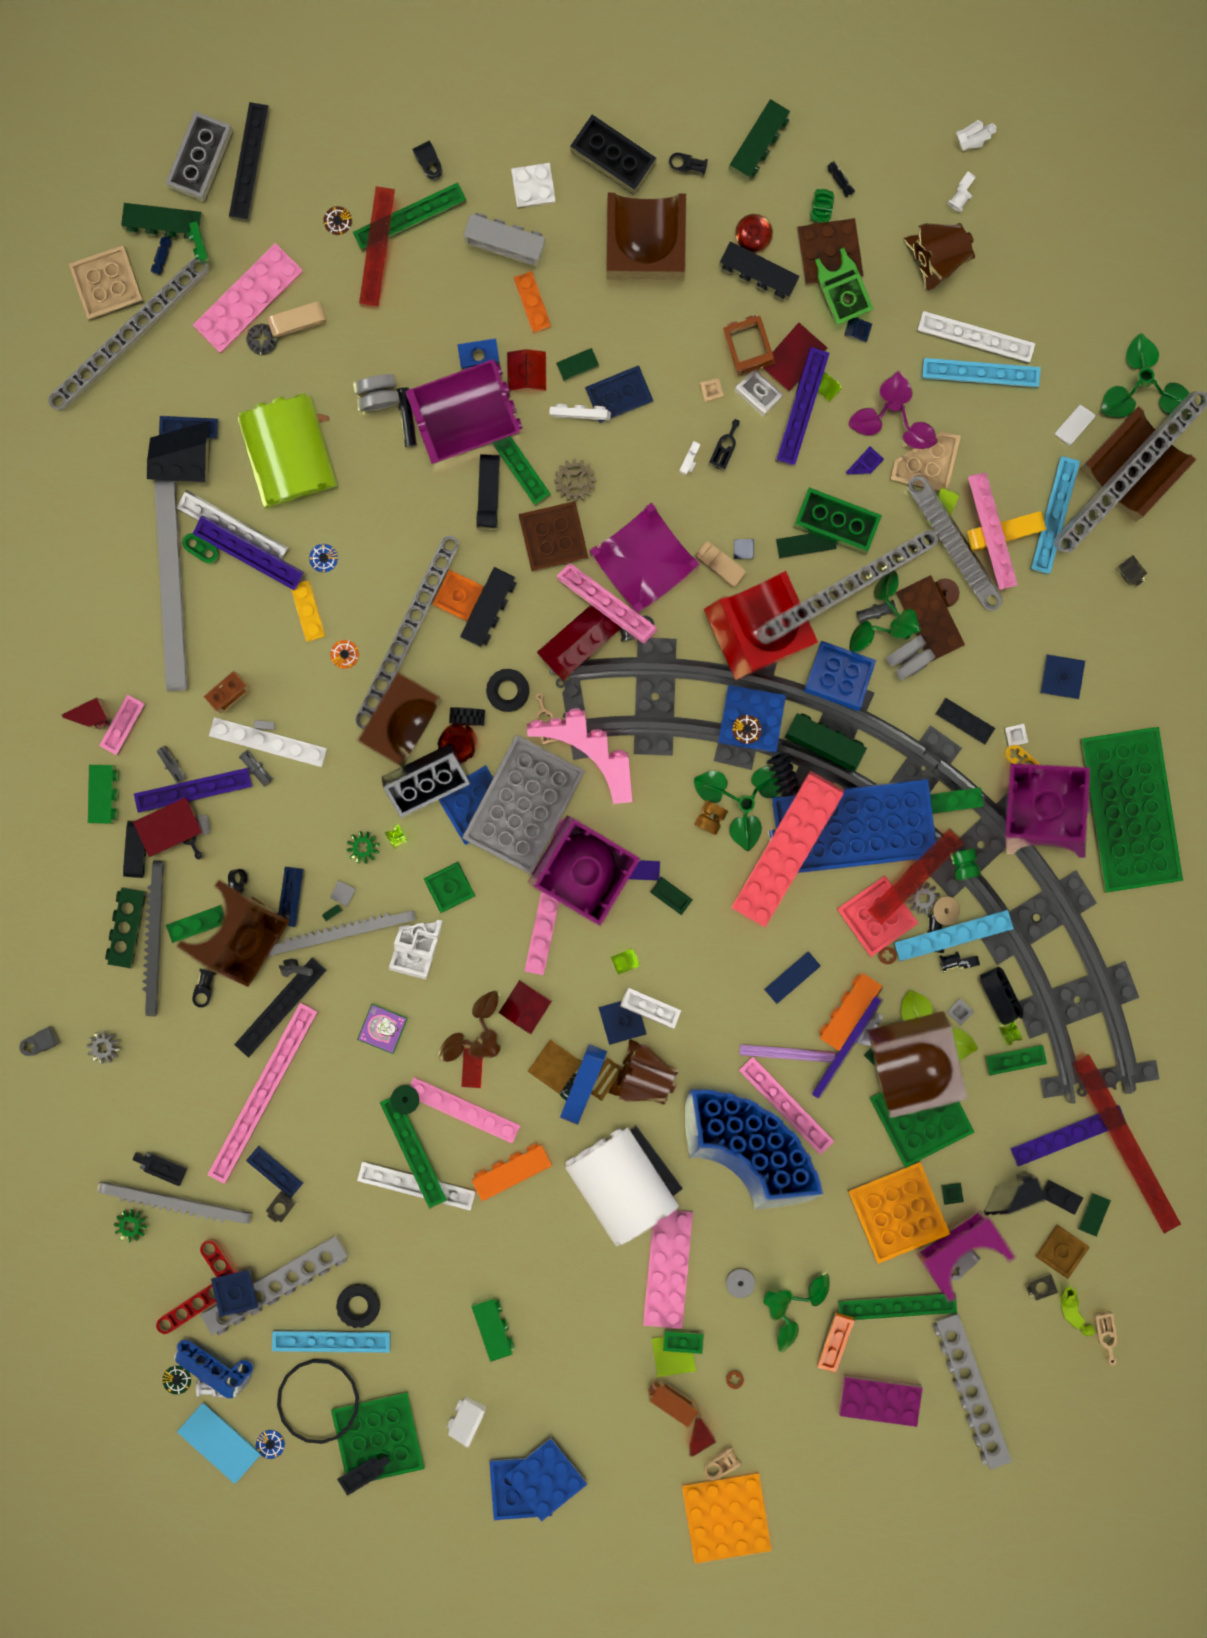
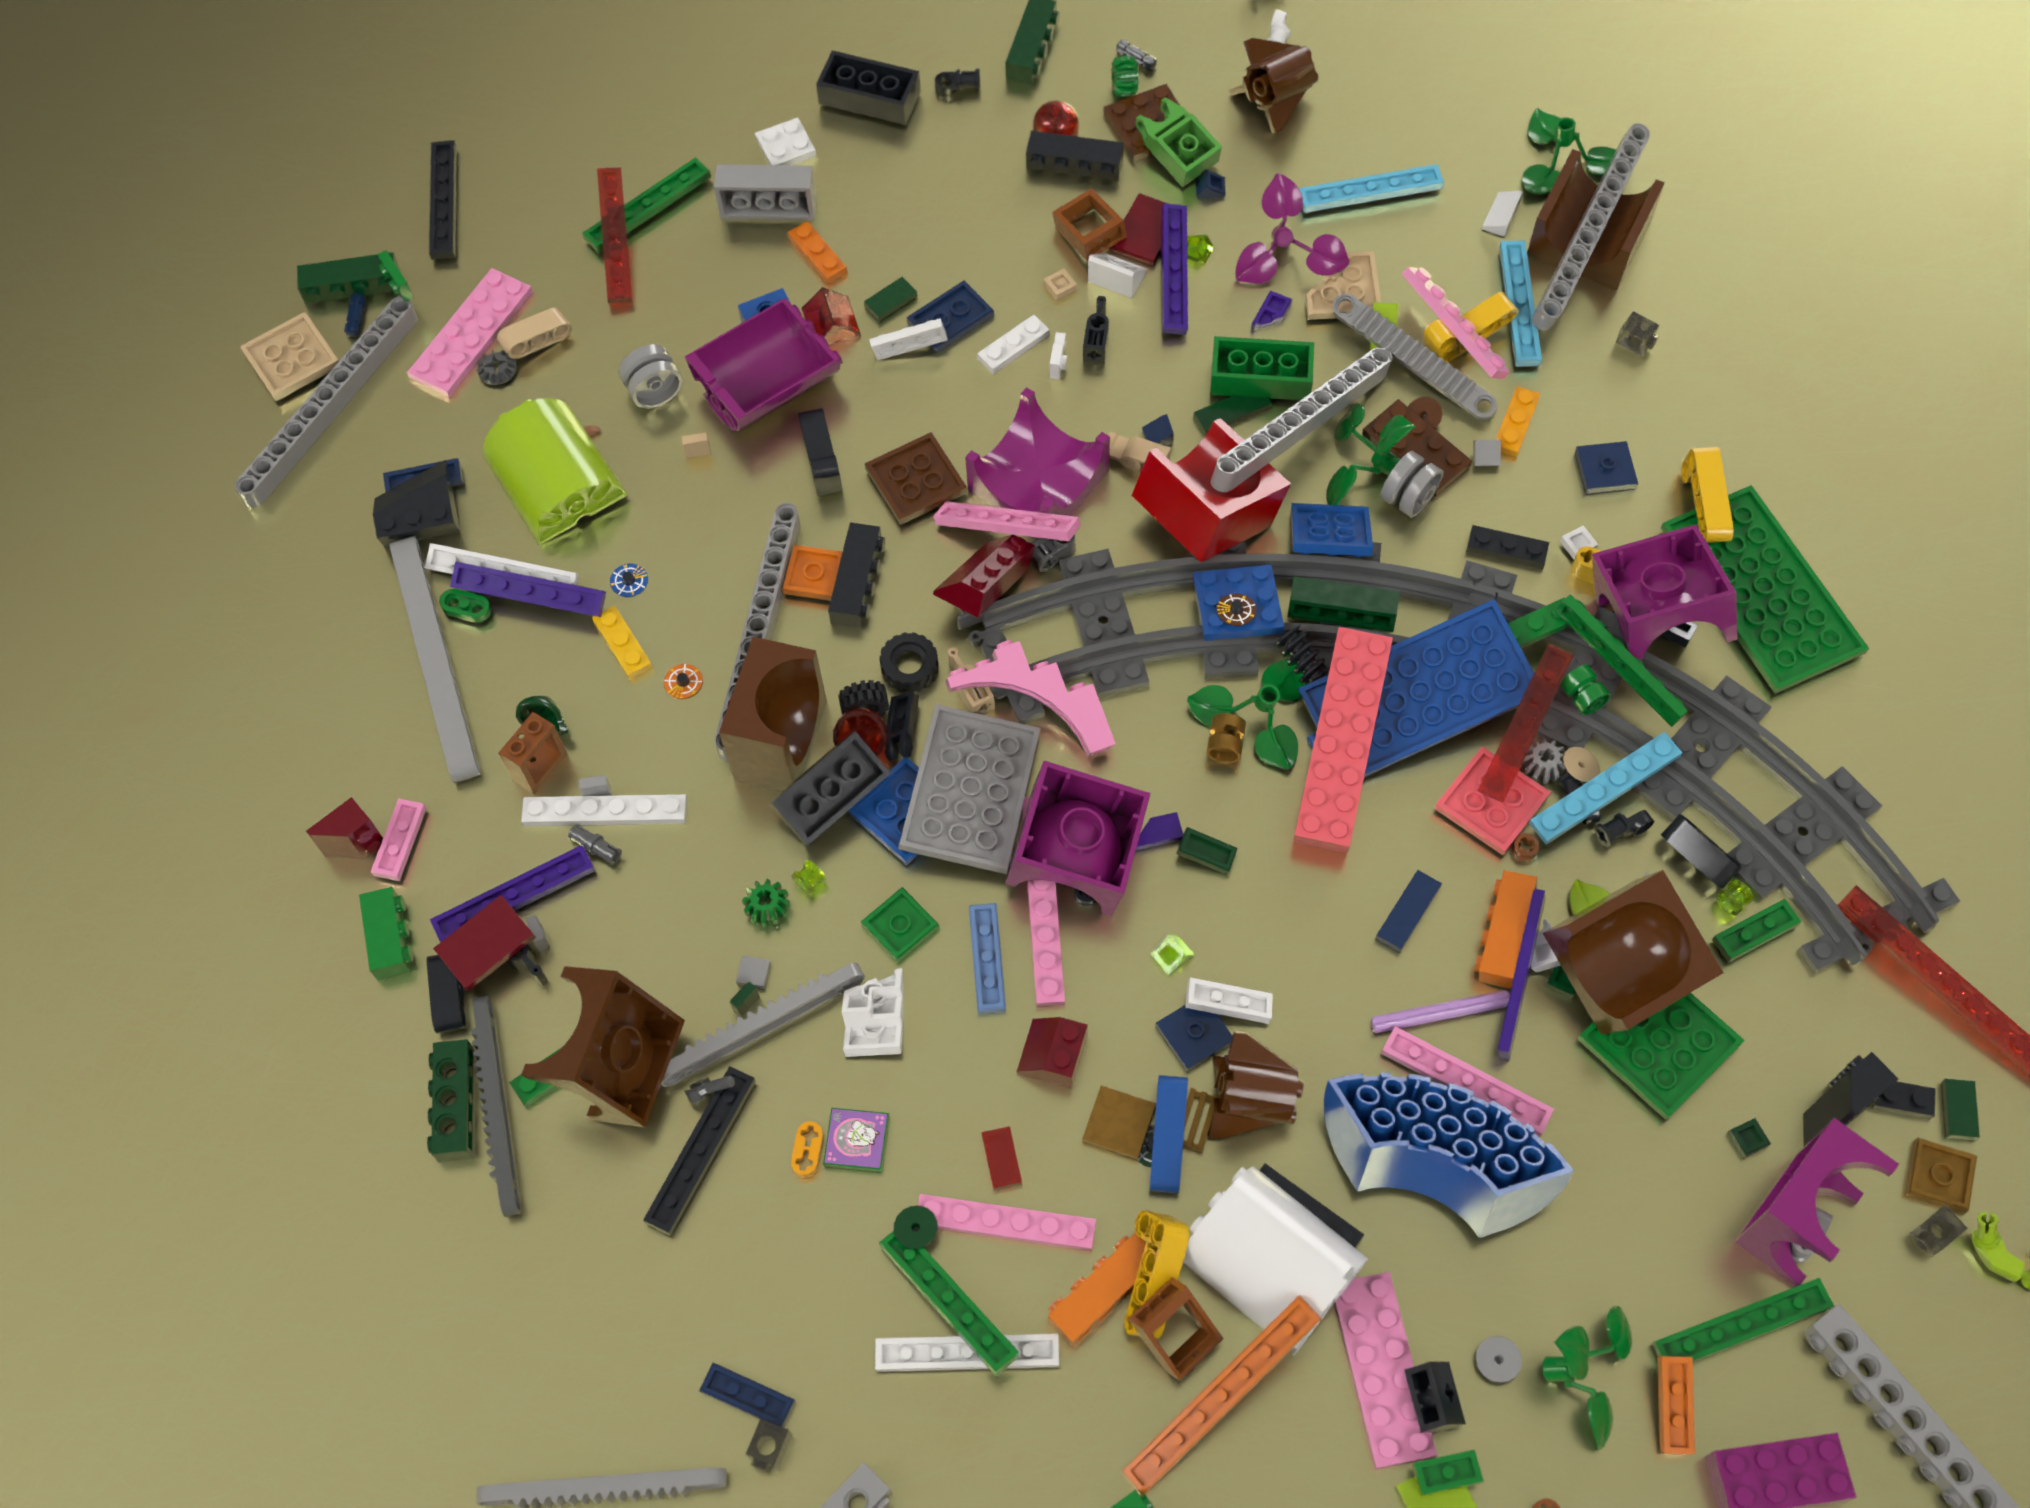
camera: 20 degrees left, 25 degrees down
(41, 1040) = (351, 1300): dark grey piece -> none
(96, 1048) = (448, 1268): light grey gear -> none
(161, 1167) = (570, 1438): black hinge -> none
(171, 764) = (476, 870): dark grey axle -> none
(199, 156) = (381, 203): light grey brick -> none
(203, 988) = (582, 1152): black connector -> none
(241, 656) = (543, 707): none -> dark green hat
(262, 1093) = (700, 1285): bright pink plate -> none
(290, 894) = (679, 988): dark blue plate -> none
(337, 220) = (563, 233): reddish brown piece -> none
(353, 1029) = (801, 1148): none -> light orange beam
(397, 459) = (696, 445): none -> tan tile
(406, 418) = (693, 393): black pin -> none
(427, 158) = (656, 148): black piece -> none
(485, 1044) = (1005, 1103): reddish brown plant -> none
(488, 740) = (901, 725): none -> black hinge
(501, 928) = (987, 958): none -> medium blue tile
(521, 469) = (853, 417): green plate -> none
(541, 1200) = (1158, 1311): none -> dark orange window
(548, 1173) = (1161, 1259): none -> yellow beam
(562, 1261) = (1221, 1395): none -> orange tile
(568, 474) = (924, 412): dark tan gear -> none
(646, 237) = (933, 155): reddish brown piece -> none
(660, 435) = (1013, 344): none -> white plate
(691, 1296) = (1434, 1396): none -> black brick
(875, 611) = (1346, 456): dark grey pin -> none
(899, 1212) = (1686, 1186): light orange plate -> none
(976, 337) = (1350, 156): white plate -> none
(979, 640) = (1486, 452): none -> light grey tile
(1002, 857) = (1621, 660): none -> green plate
(1012, 617) = (1517, 420): none -> light orange plate
(1059, 1139) = (1862, 1021): dark purple plate -> none
(1121, 730) = (1705, 471): none -> yellow beam

